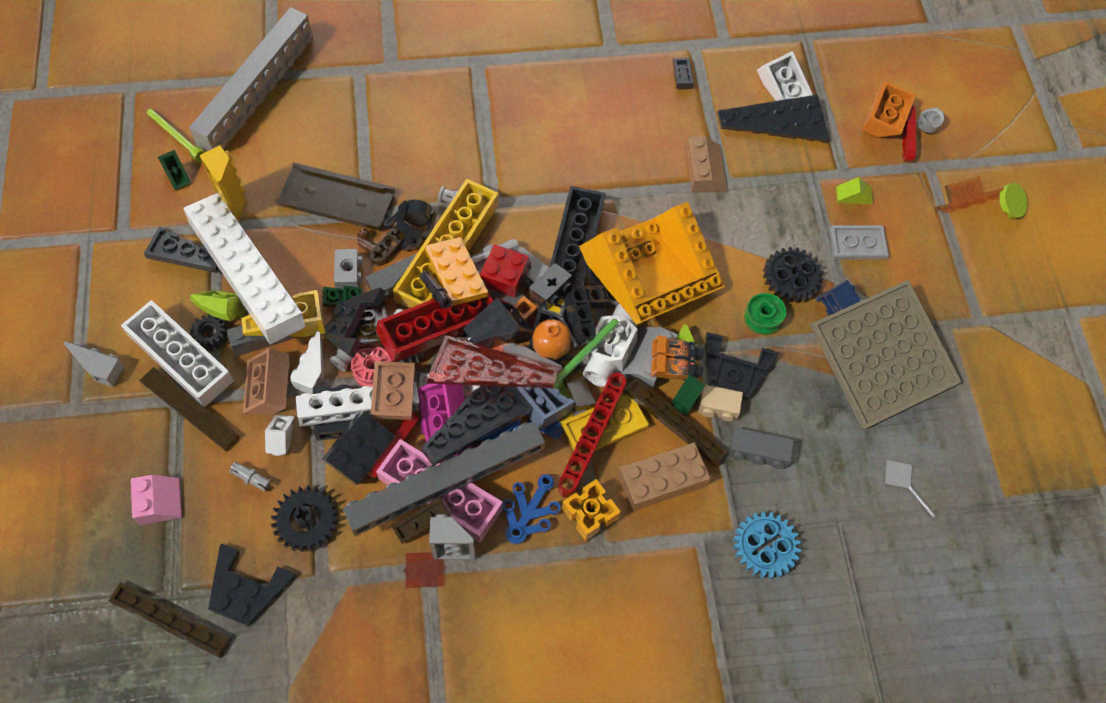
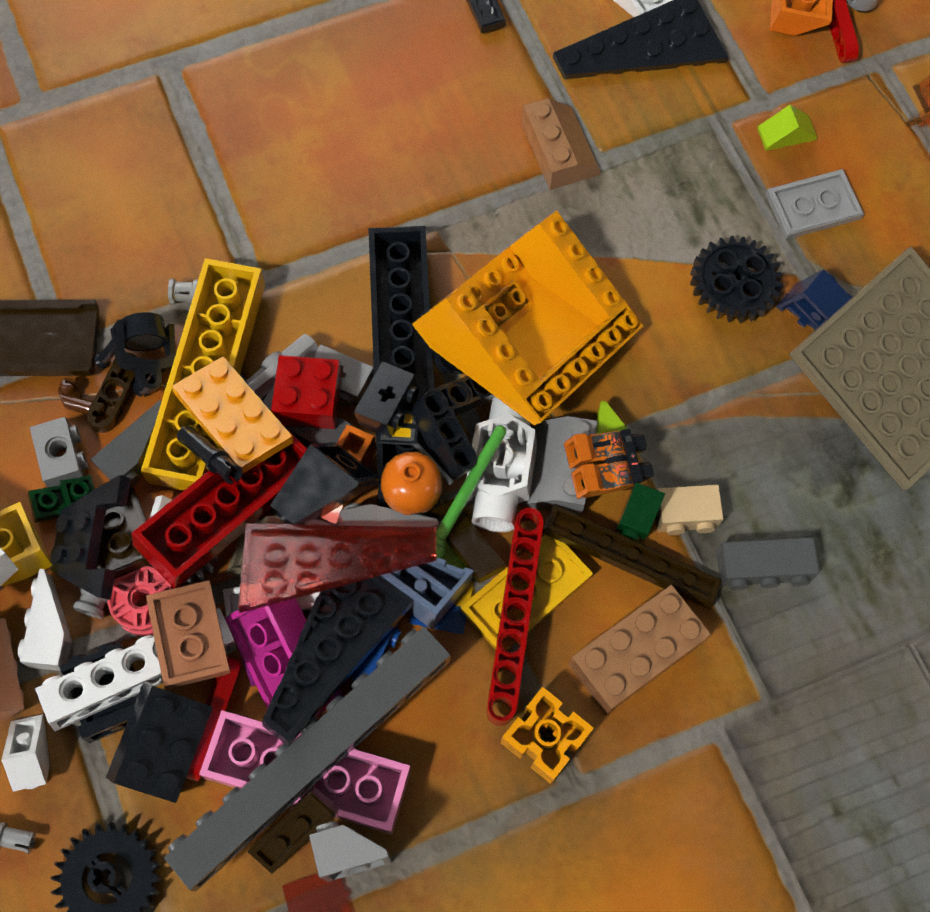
camera: 15 degrees left, 5 degrees up
(529, 511) = (452, 763): blue plant -> none
(734, 373) = (693, 457): black wing -> none
(767, 304) = (714, 335): green wheel -> none
(778, 560) = (843, 730): dark azure gear -> none

